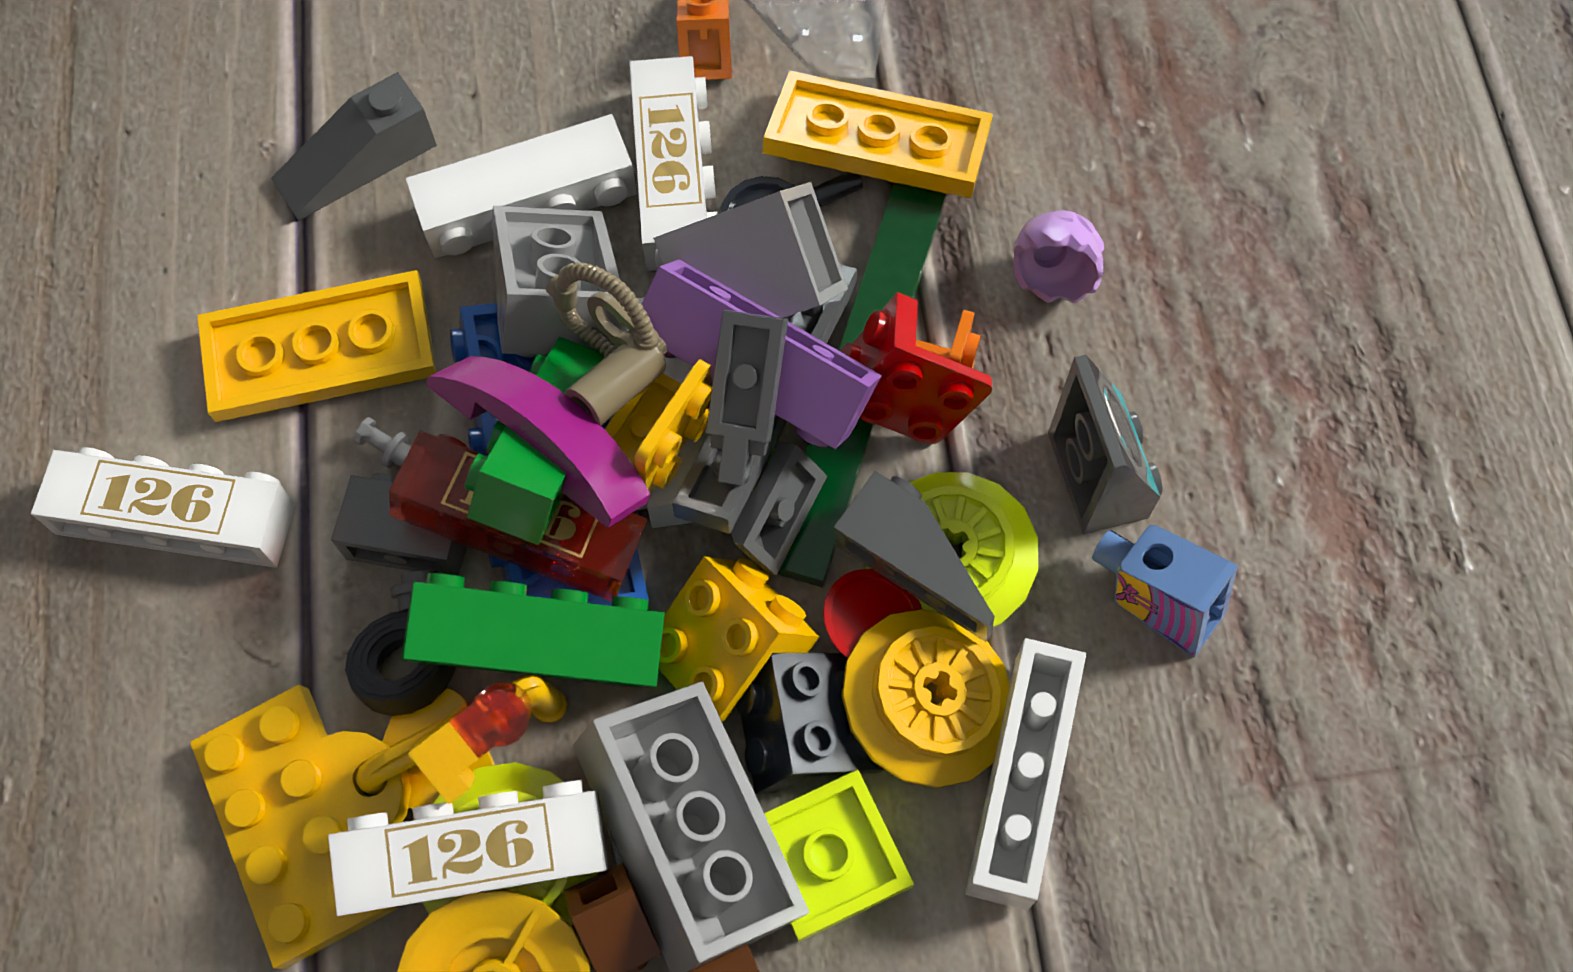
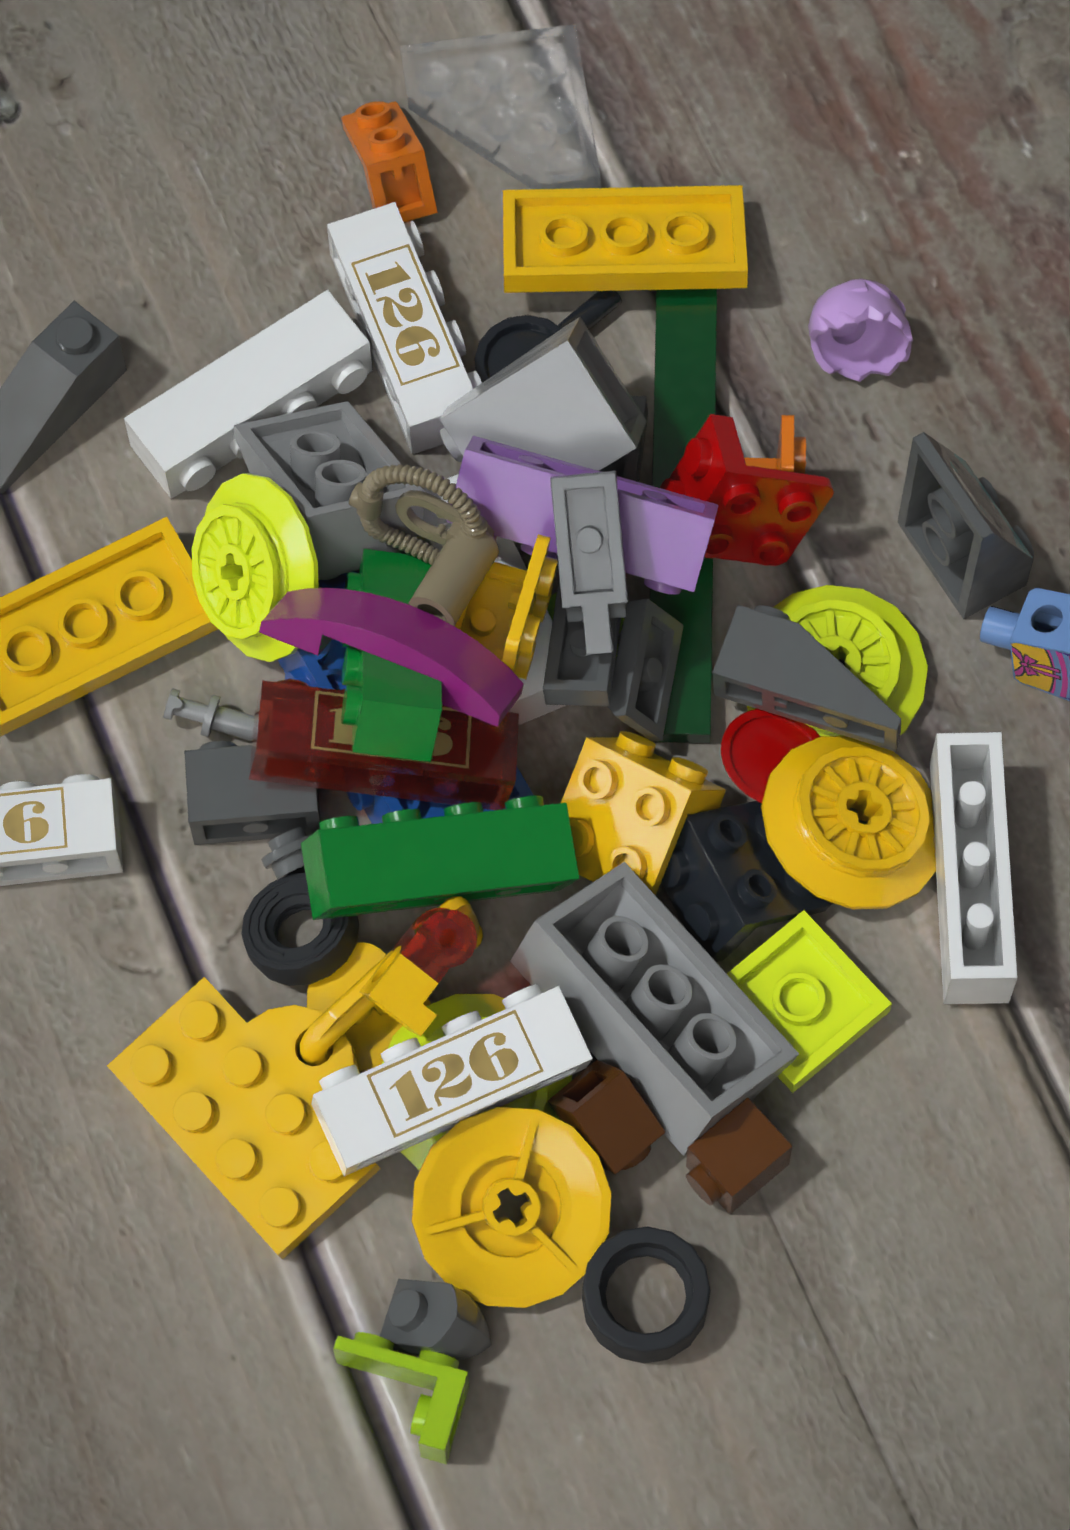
camera: 15 degrees left, 0 degrees up
(459, 313) = (248, 557): none -> neon yellow piece

